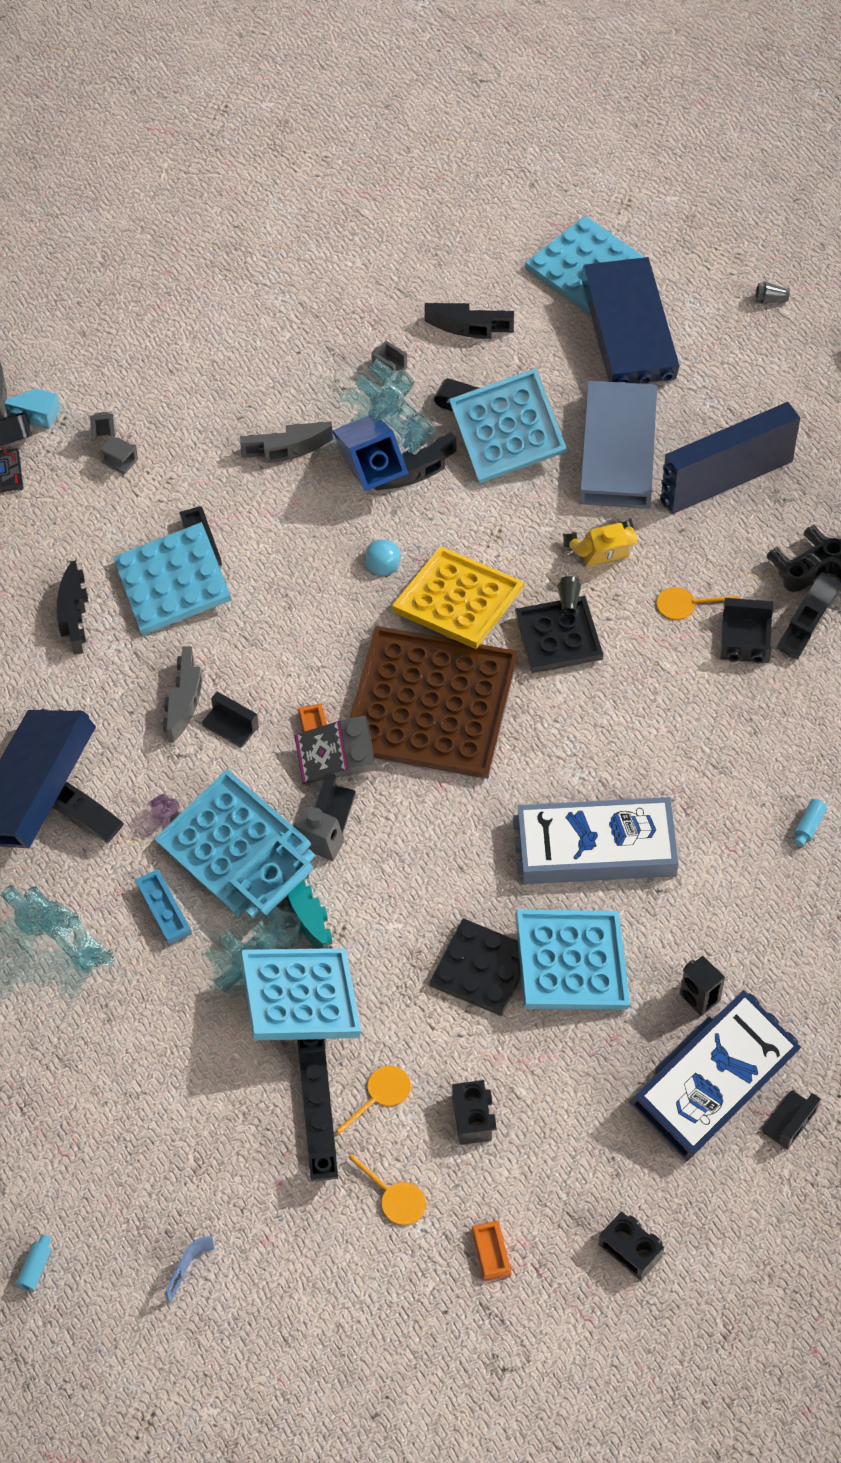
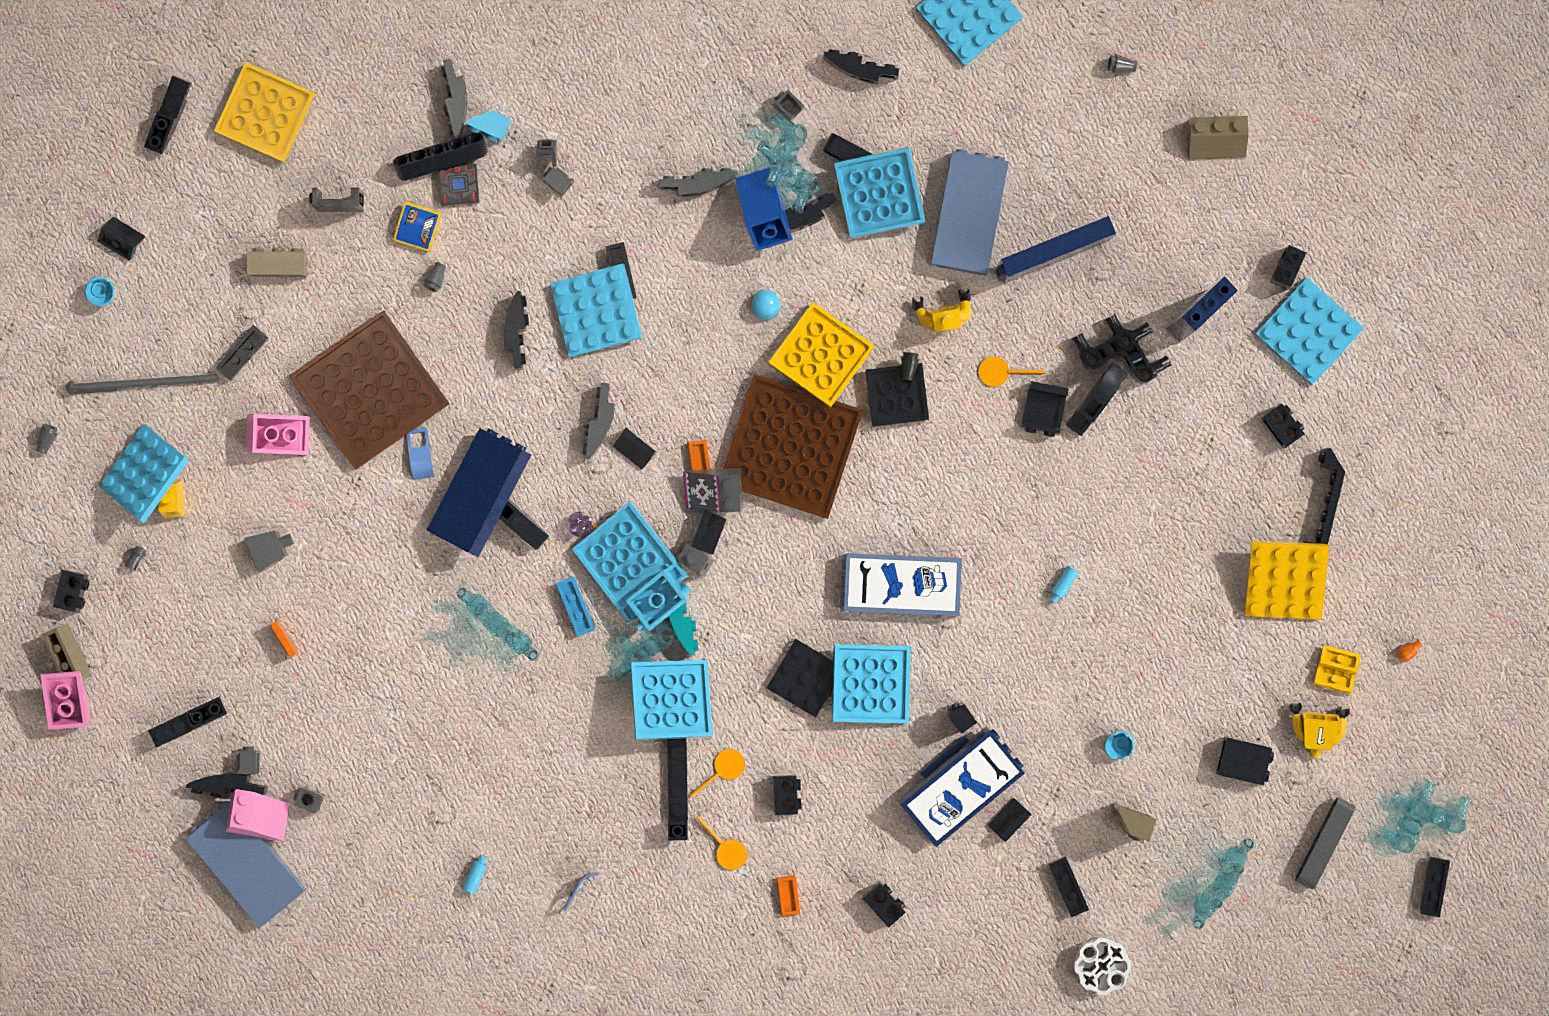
camera: 10 degrees right, 30 degrees up
(630, 321) = (995, 89): dark blue brick -> none

